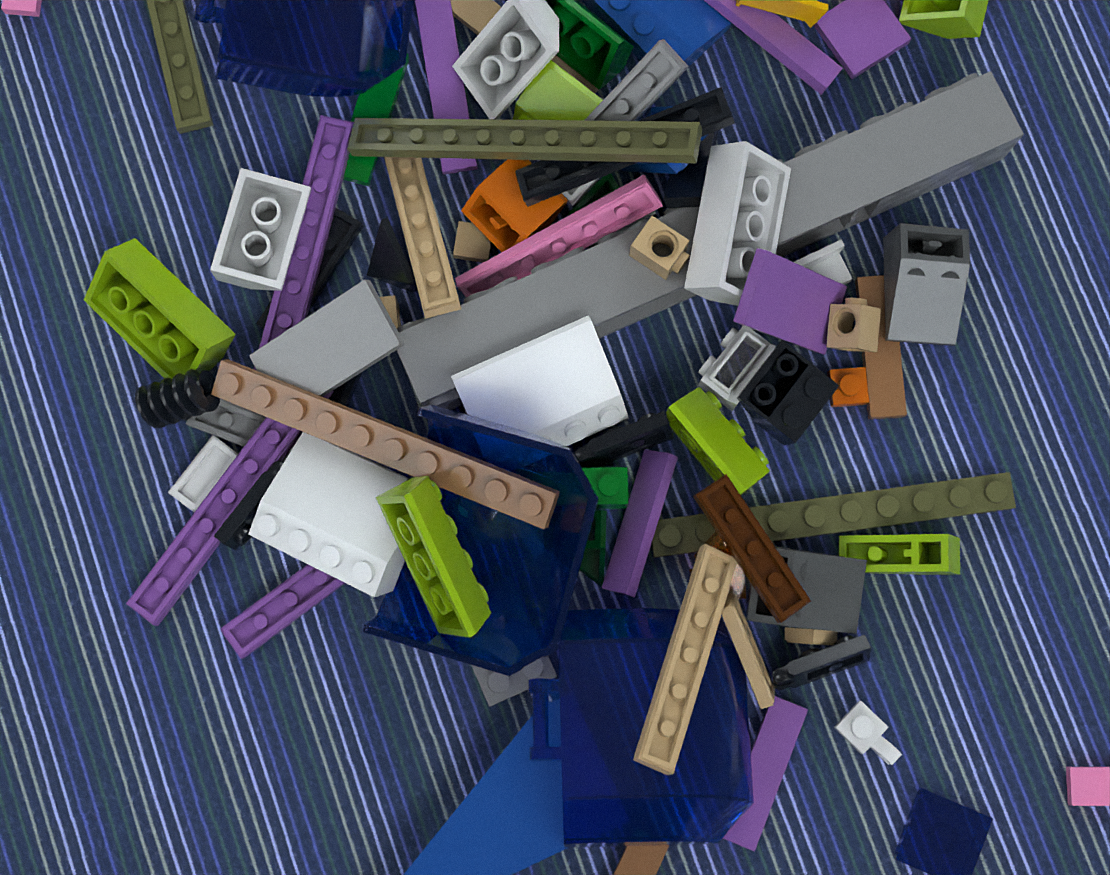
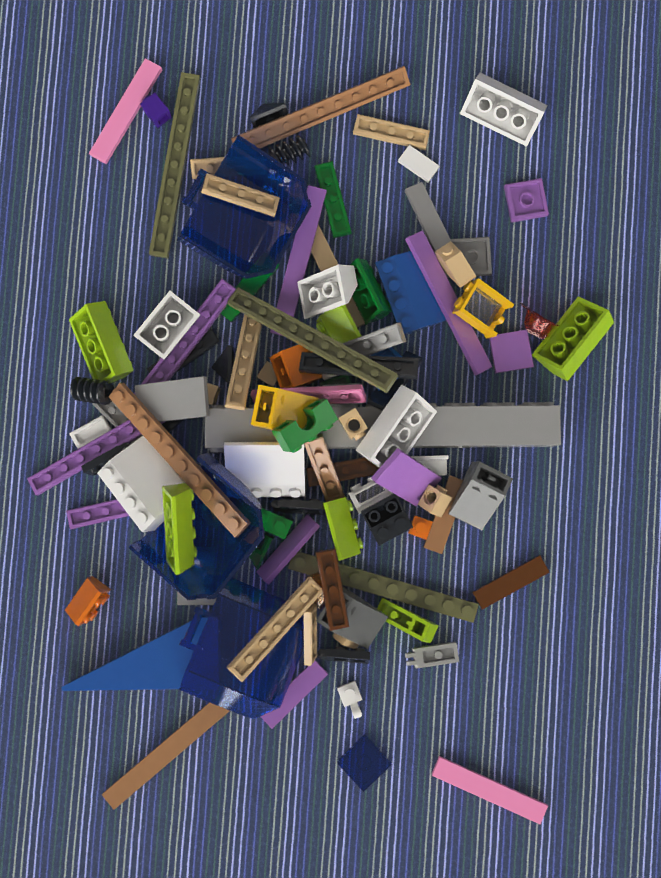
camera: 25 degrees right, 5 degrees up
(327, 769) = (87, 600): none -> orange slope
(531, 276) = (277, 405): none -> yellow slope
(597, 260) = (319, 418): none -> green arch
(638, 348) = (324, 468): none -> medium nougat tile
(674, 348) = (346, 470): none -> reddish brown tile
(974, 593) = (433, 655): none -> light grey hinge
(1044, 411) = (510, 582): none -> reddish brown tile

